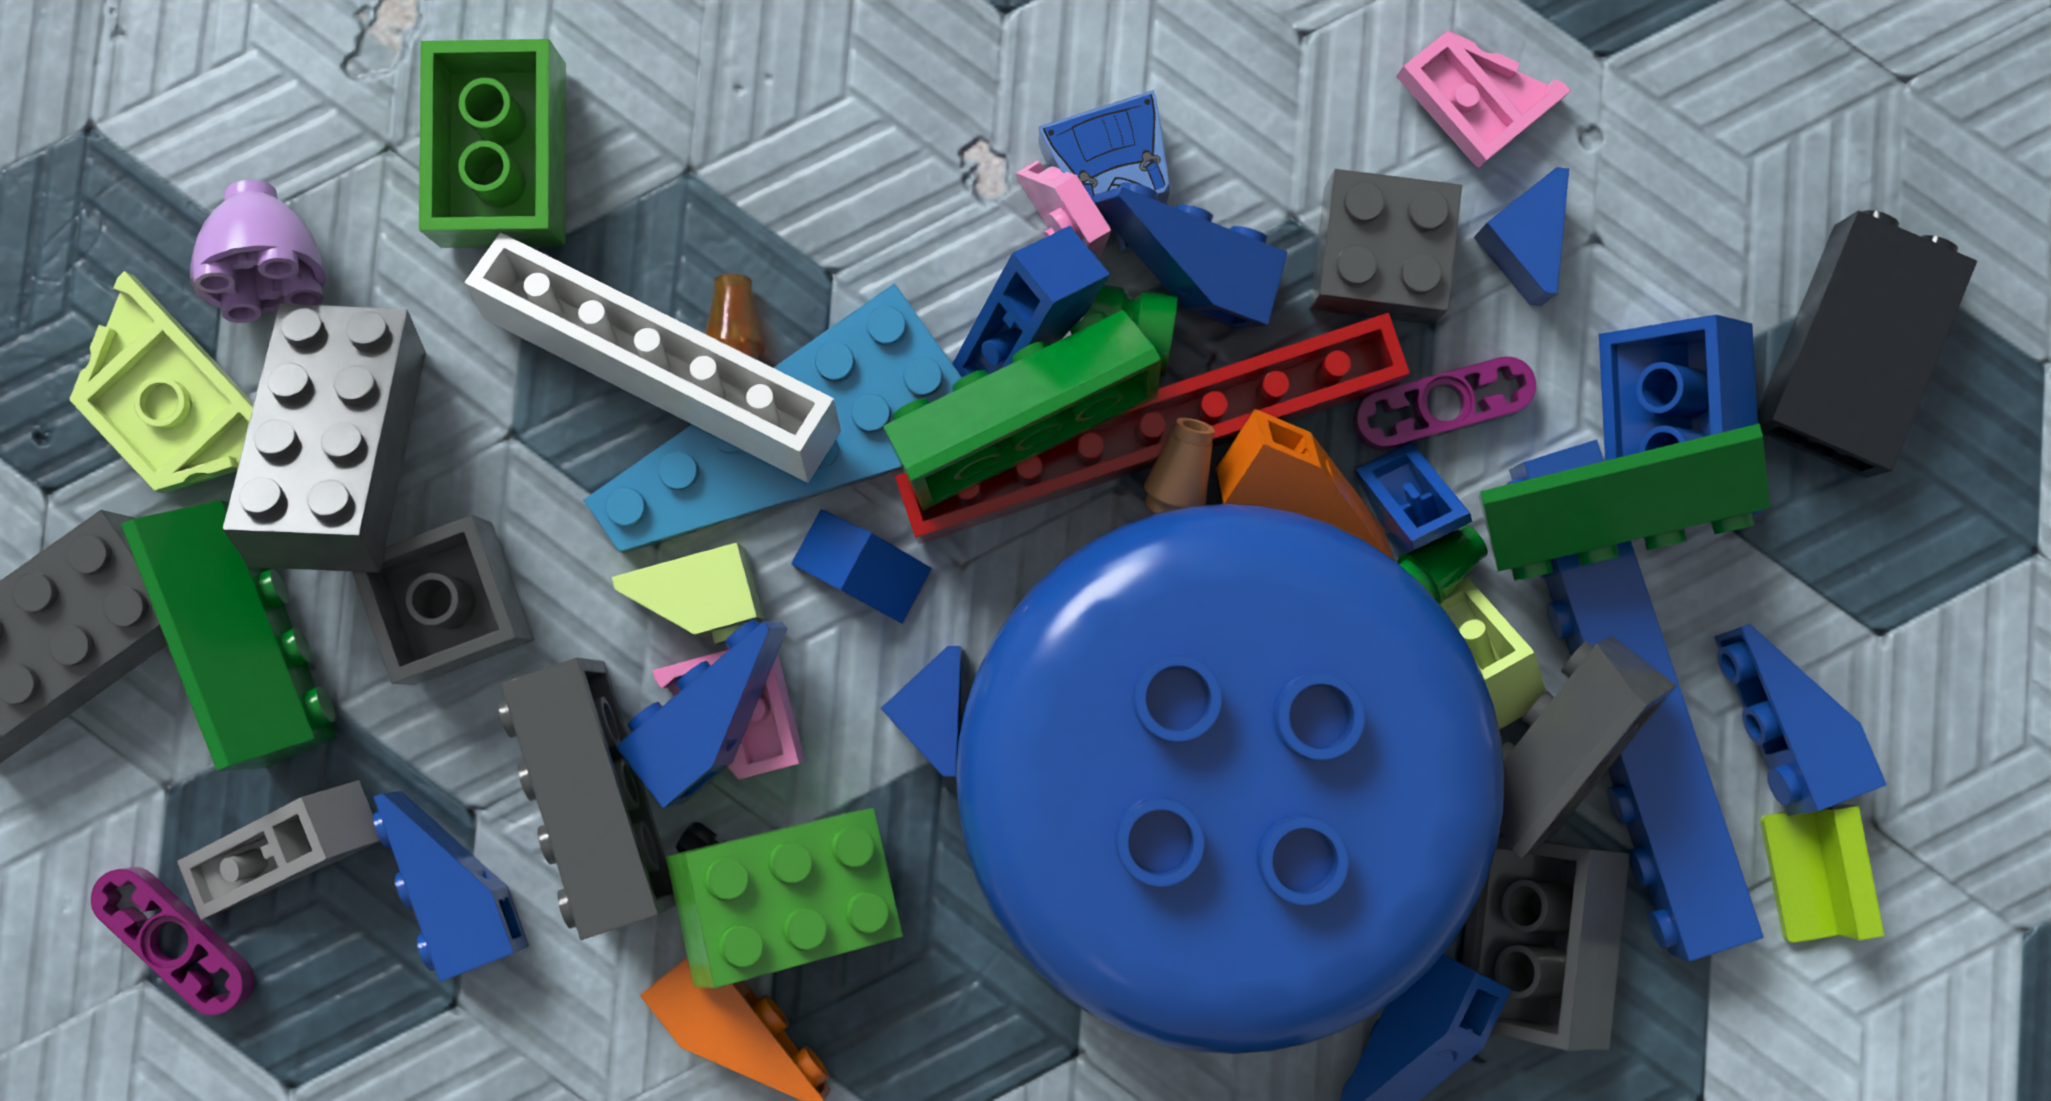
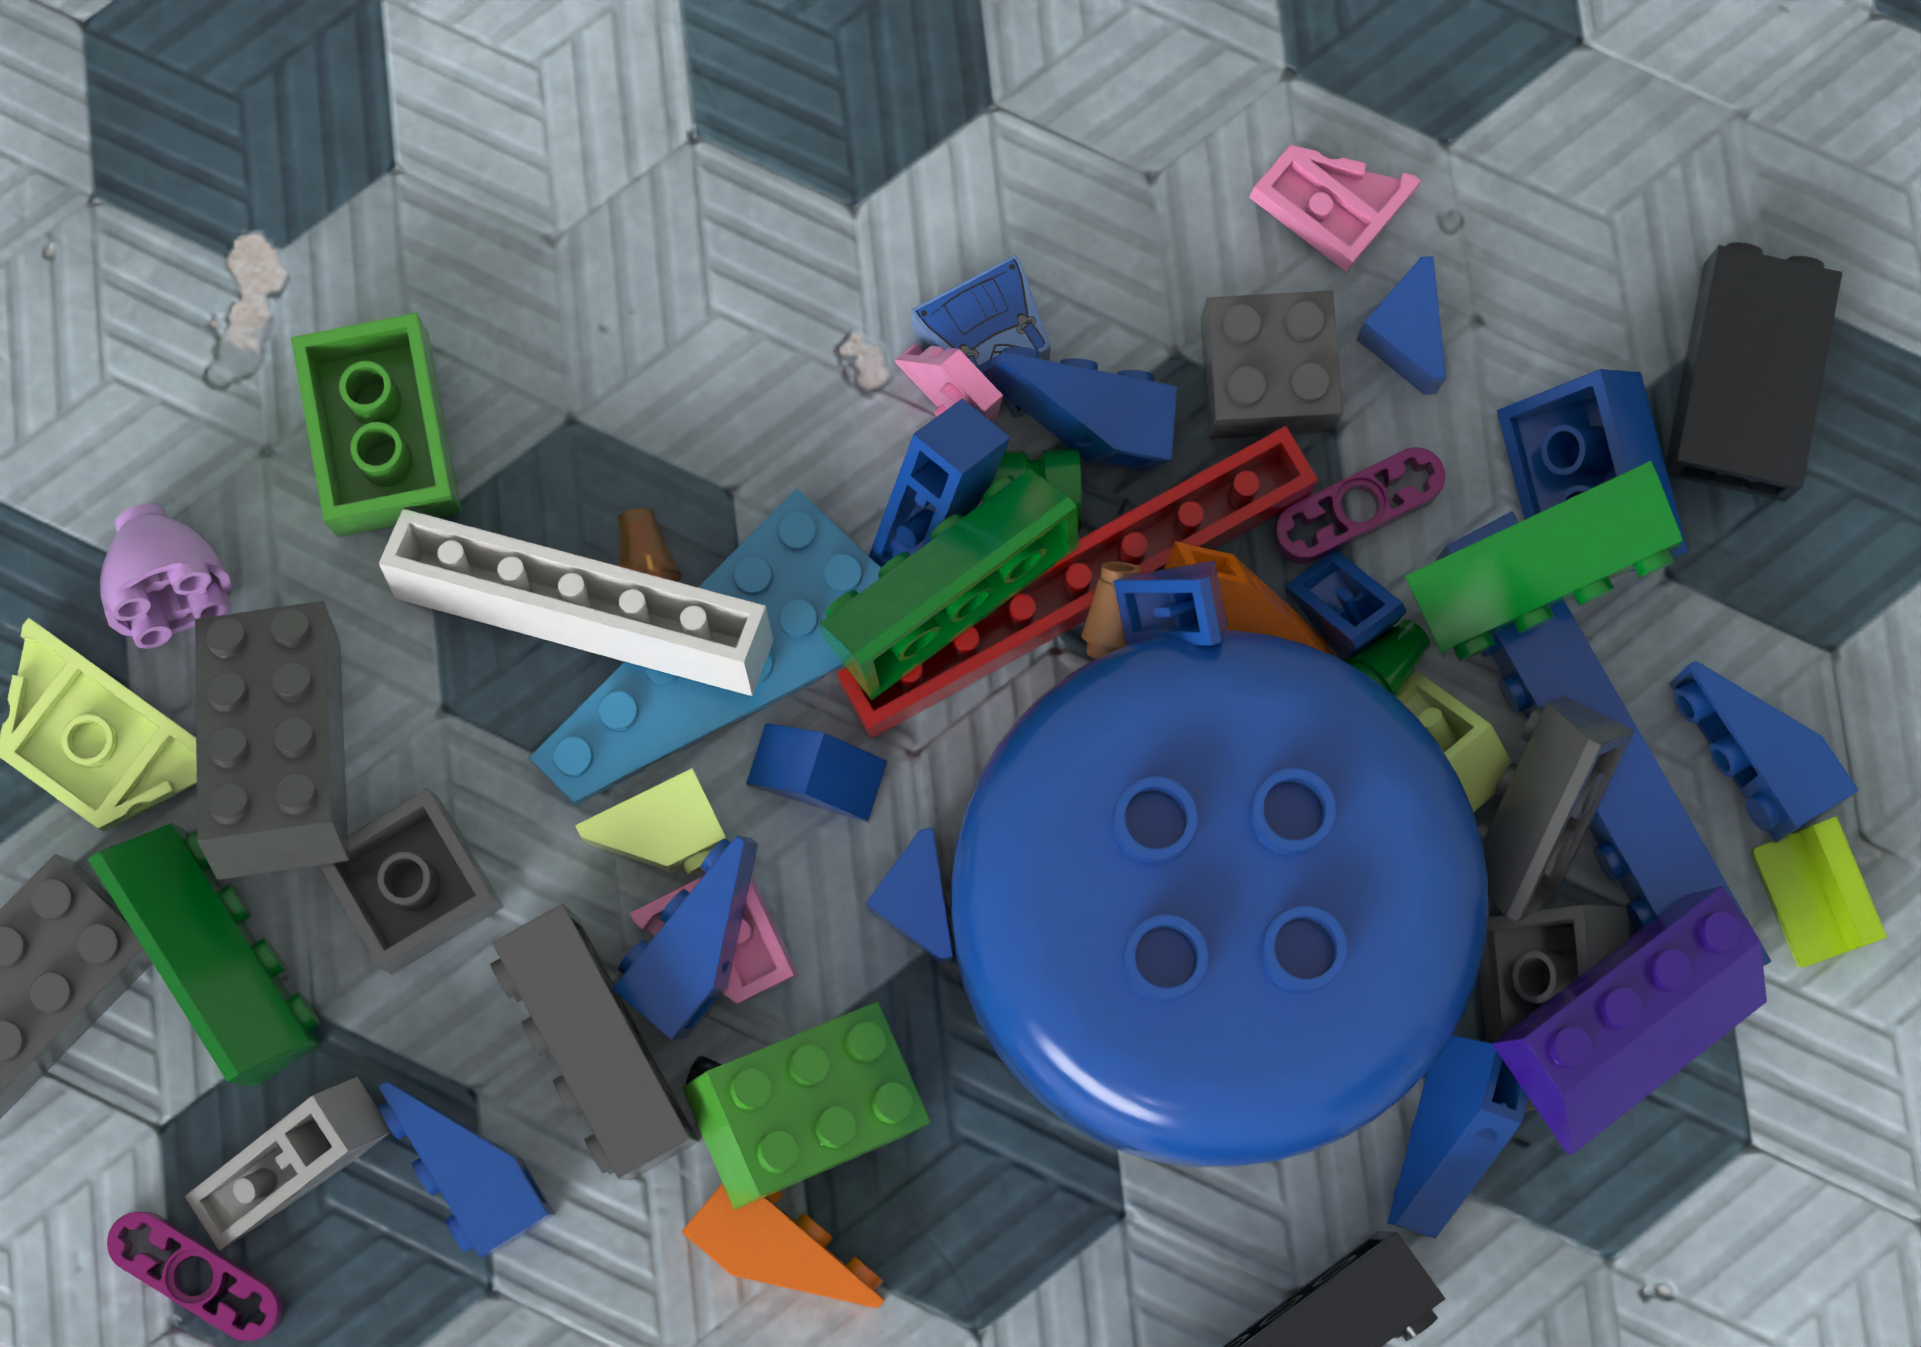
camera: 15 degrees left, 5 degrees down
(1242, 475) = (1174, 603): none -> blue slope
(1621, 971) = (1637, 1016): none -> dark purple slope

